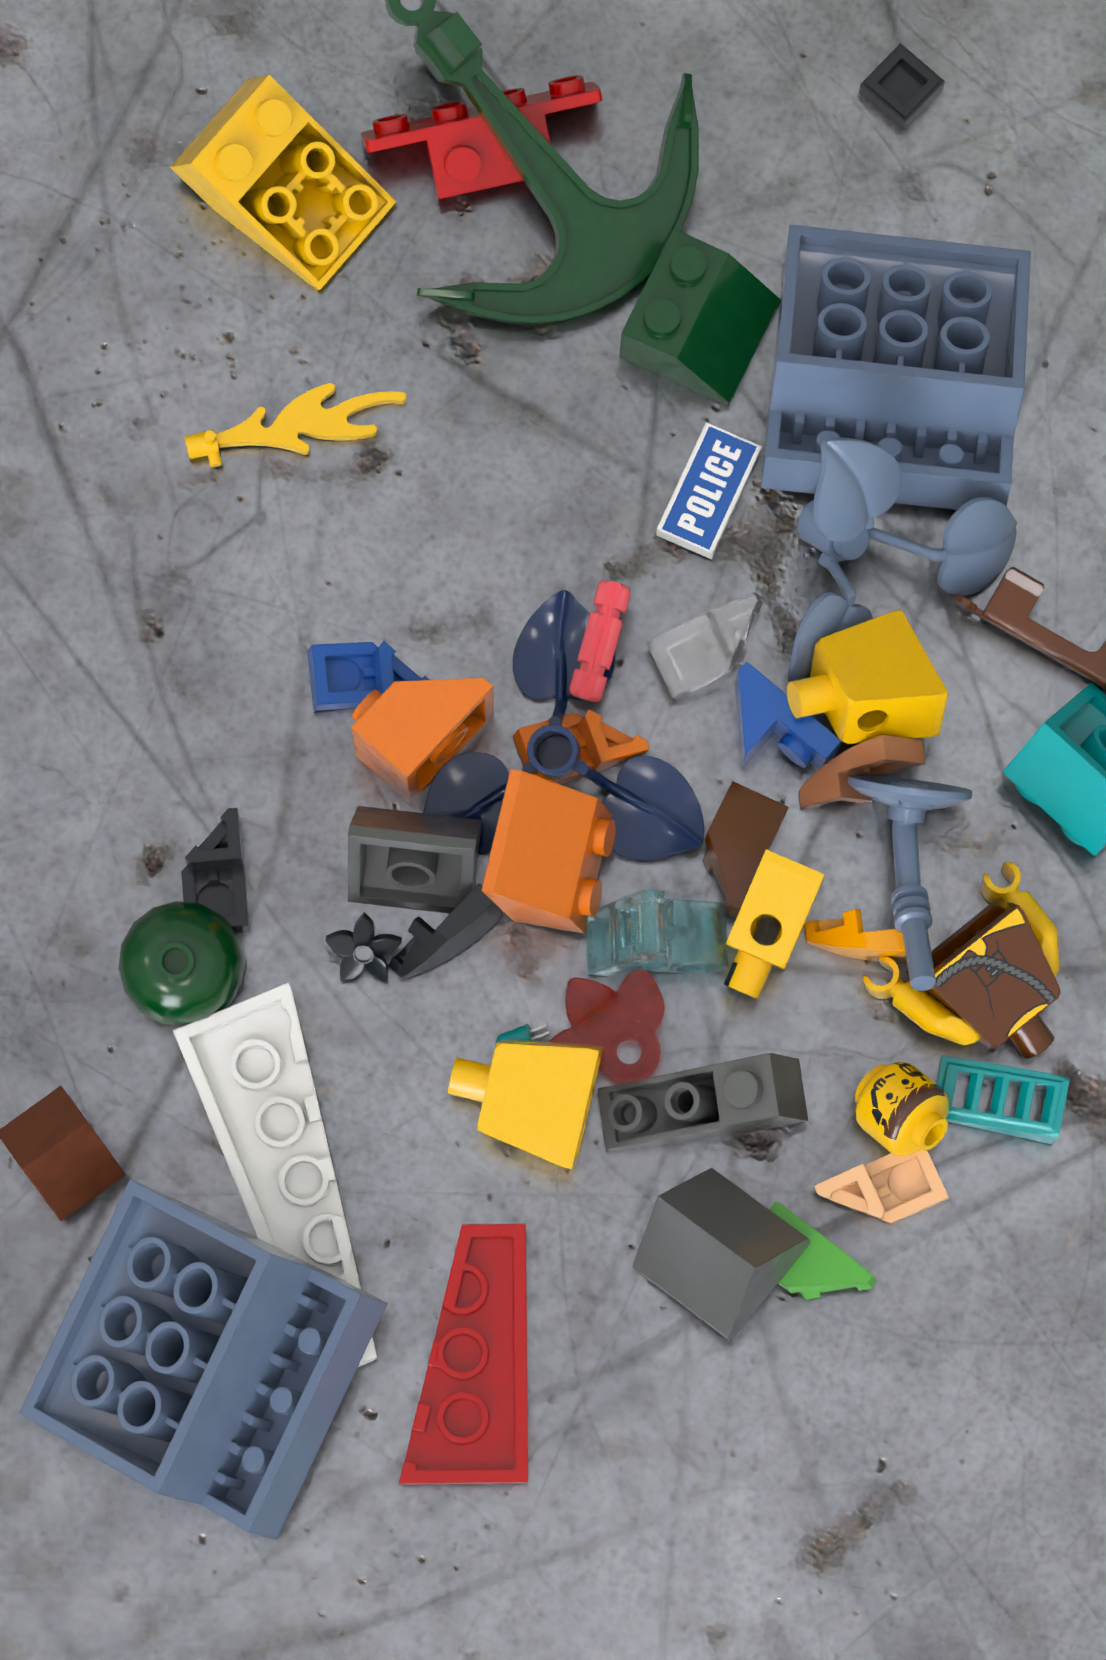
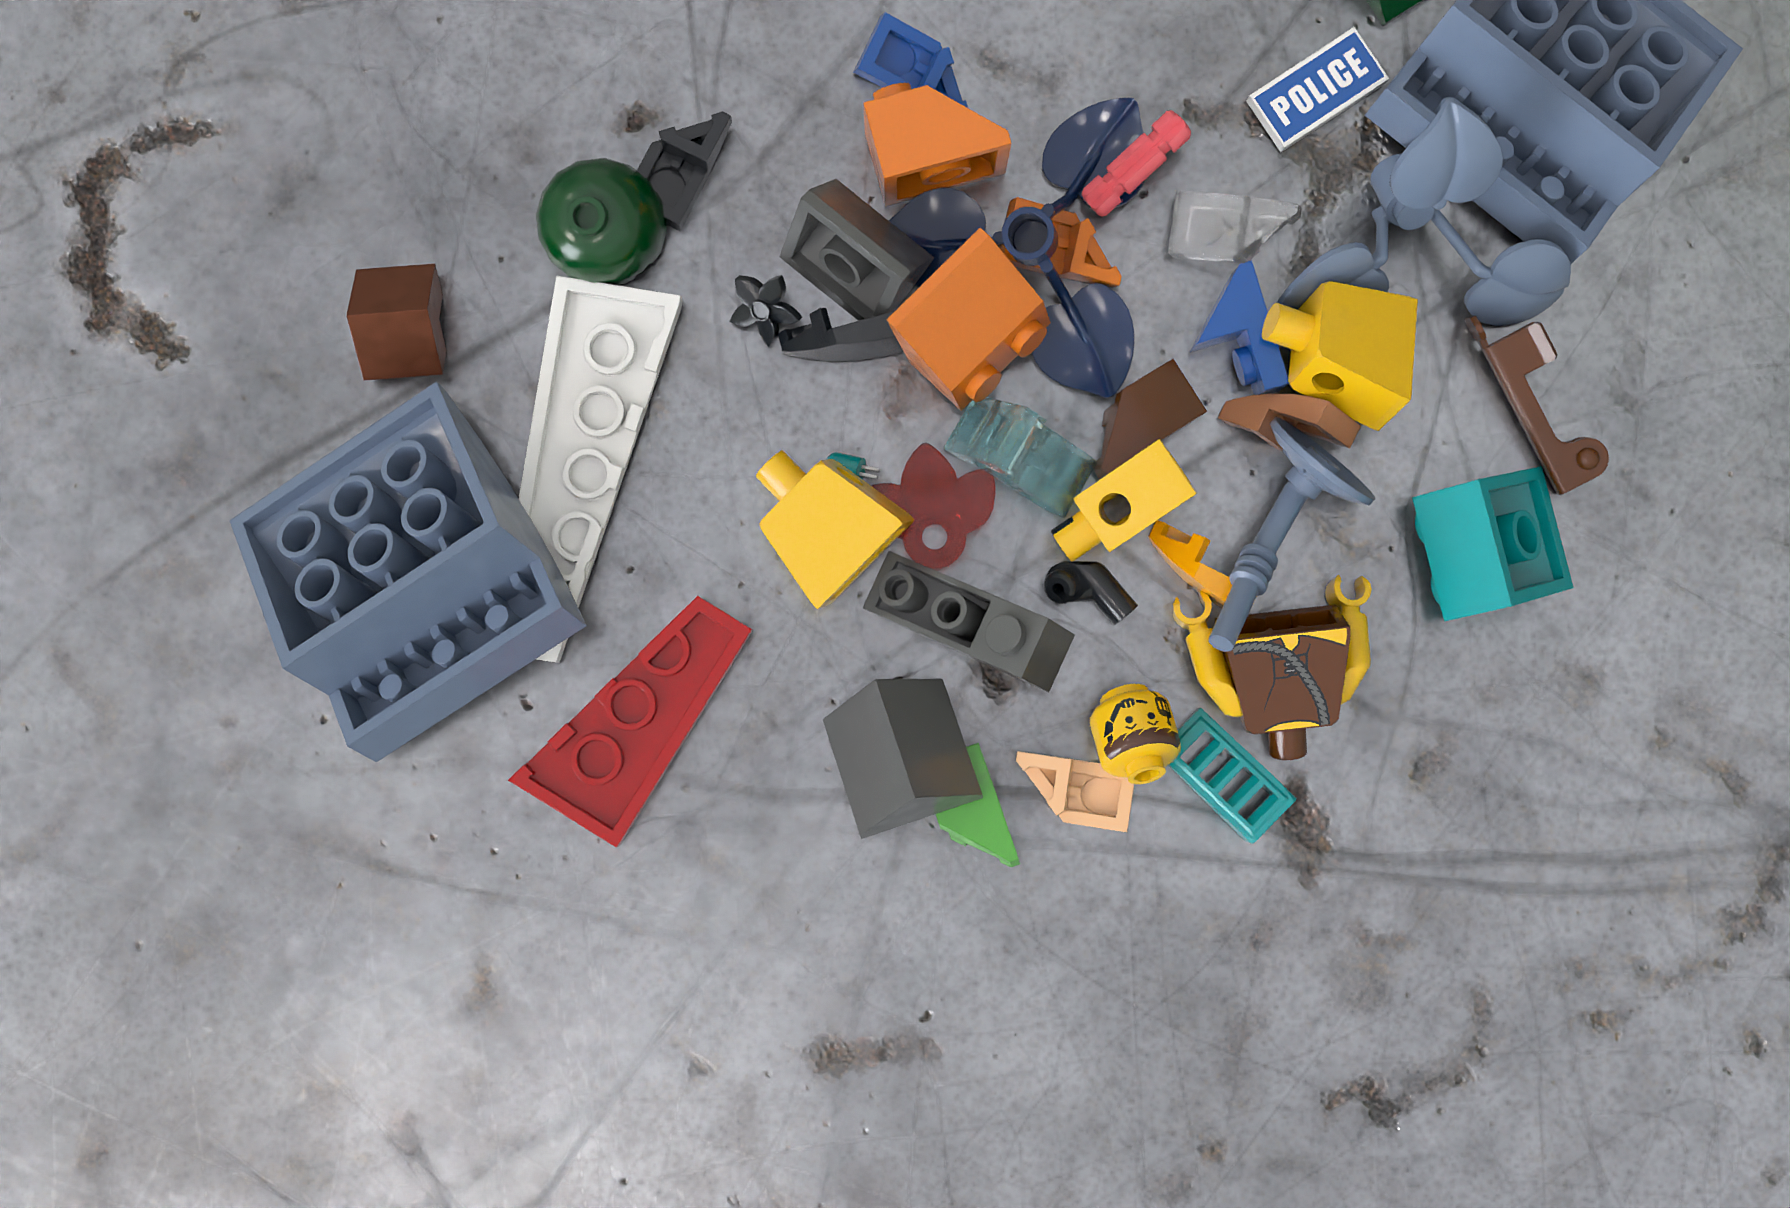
camera: 35 degrees right, 10 degrees up
(783, 1009) = (1089, 582): none -> black arm

